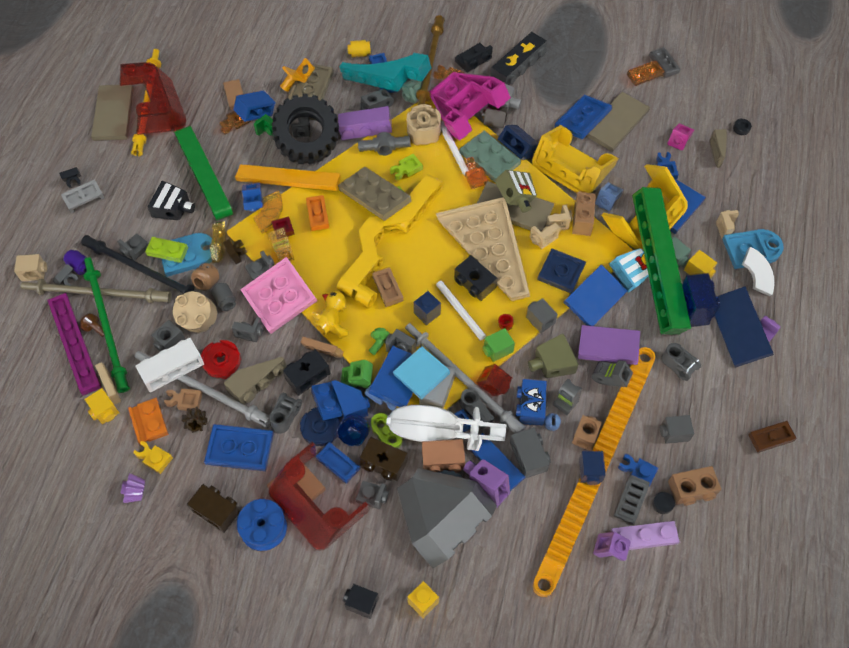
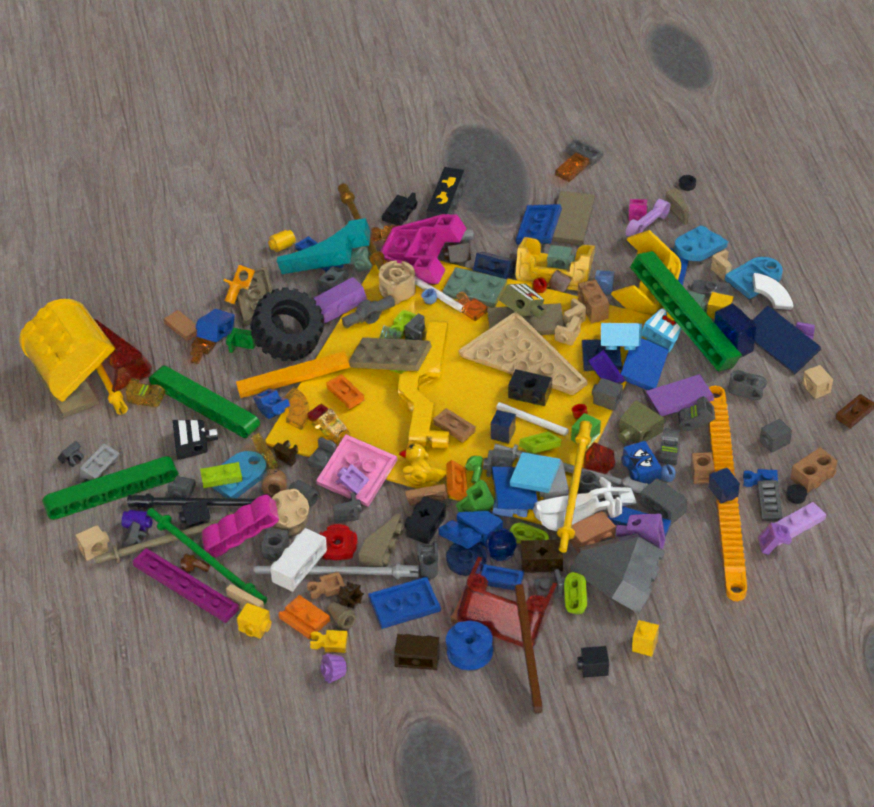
camera: 25 degrees left, 15 degrees down
(79, 221) = (110, 487): none -> green beam
(114, 77) = (64, 345): none -> yellow container
(123, 277) = (194, 514): none -> black brick
(143, 308) = (241, 525): none -> dark pink brick
(162, 145) = (144, 394): none -> clear yellow leg
(176, 436) = (343, 616): none -> dark tan cone
(264, 304) = (352, 479): none -> medium lavender bracket
(300, 564) = (528, 648): none -> reddish brown tile
(354, 344) = (456, 480): none -> orange plate
(387, 173) = (390, 333): none -> clear light blue tile
(387, 516) = (575, 593): none -> lime plate
(411, 176) = (415, 328): none -> dark grey bracket
(444, 149) = (429, 296): none -> medium blue hinge
(449, 340) = (540, 442): none -> lime plate
(484, 358) = (582, 439): none -> yellow bar
(543, 178) = (536, 285): none -> red hinge
(554, 289) = (605, 368): none -> dark purple tile
(566, 181) = (559, 281): none -> reddish brown tile
(580, 157) = (560, 257): none -> sand green brick
(586, 260) = (621, 335): none -> medium azure slope
(665, 155) = (659, 210): none -> lavender piece
(698, 240) = (707, 287): none -> flat silver plate
(717, 193) = (699, 244): none -> dark azure plate
(751, 387) = (817, 381): none -> tan brick

